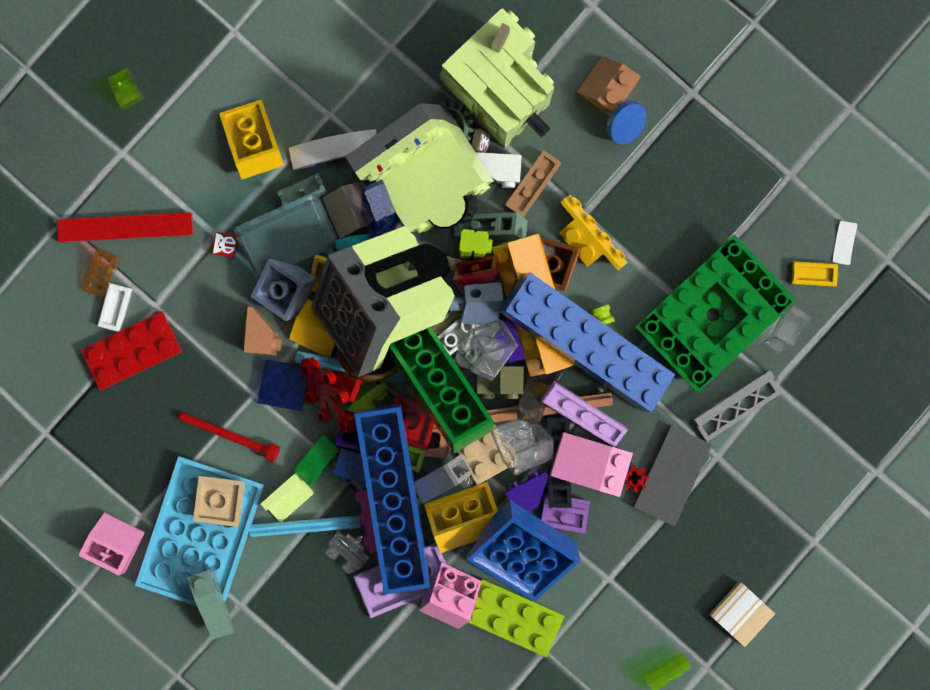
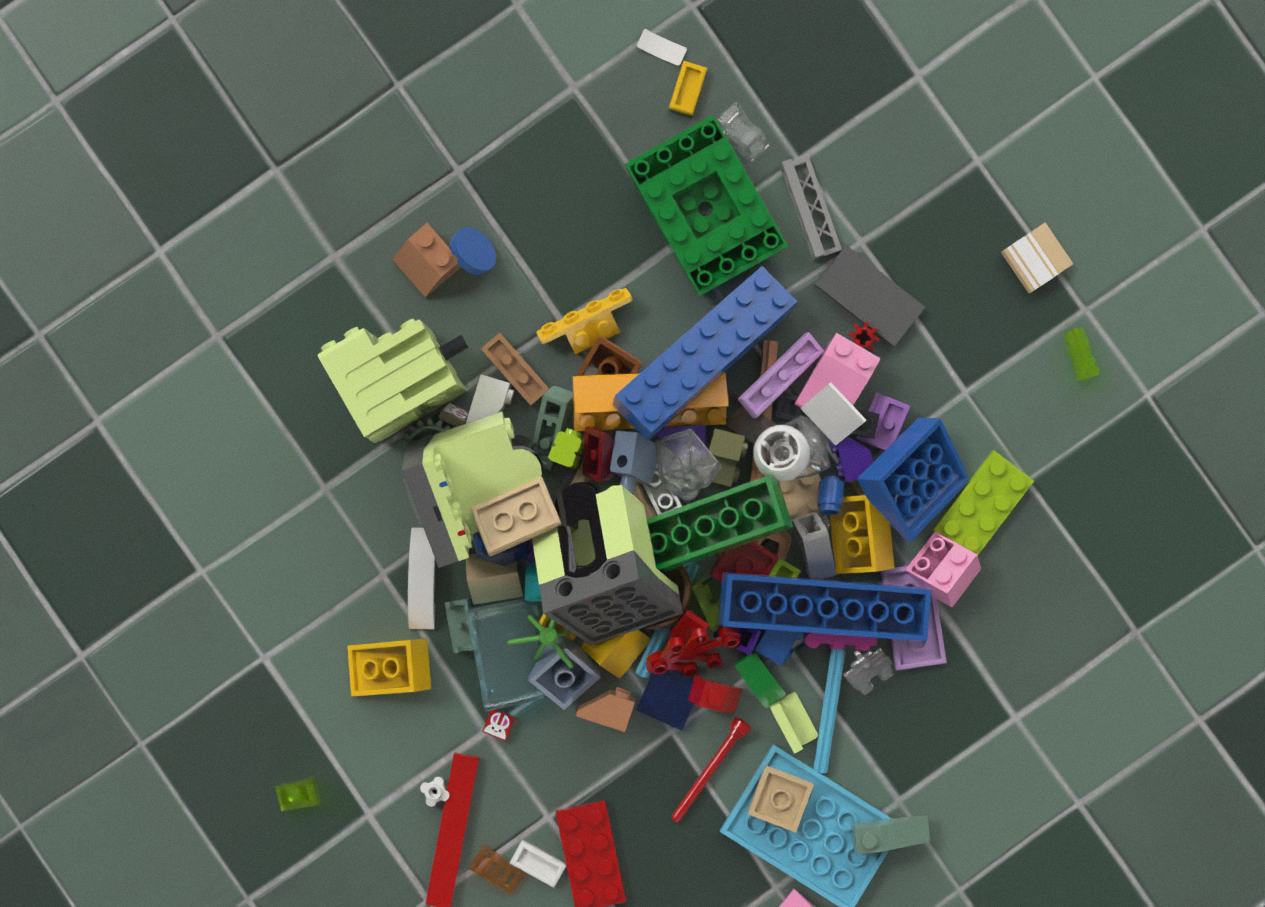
camera: 75 degrees left, 0 degrees up
(159, 208) = (442, 793): none -> white plate
(294, 423) = (714, 695): none -> red slope
(308, 266) = (547, 637): none -> bright green plant
(405, 213) = (515, 516): none -> tan tile
(490, 482) = (830, 495): none -> blue brick
(500, 38) = (351, 364): dark tan tile -> none
(505, 439) = (786, 469): none -> white wheel
(561, 466) = (833, 413): none -> white piece
(602, 314) = (677, 329): lime wheel -> none

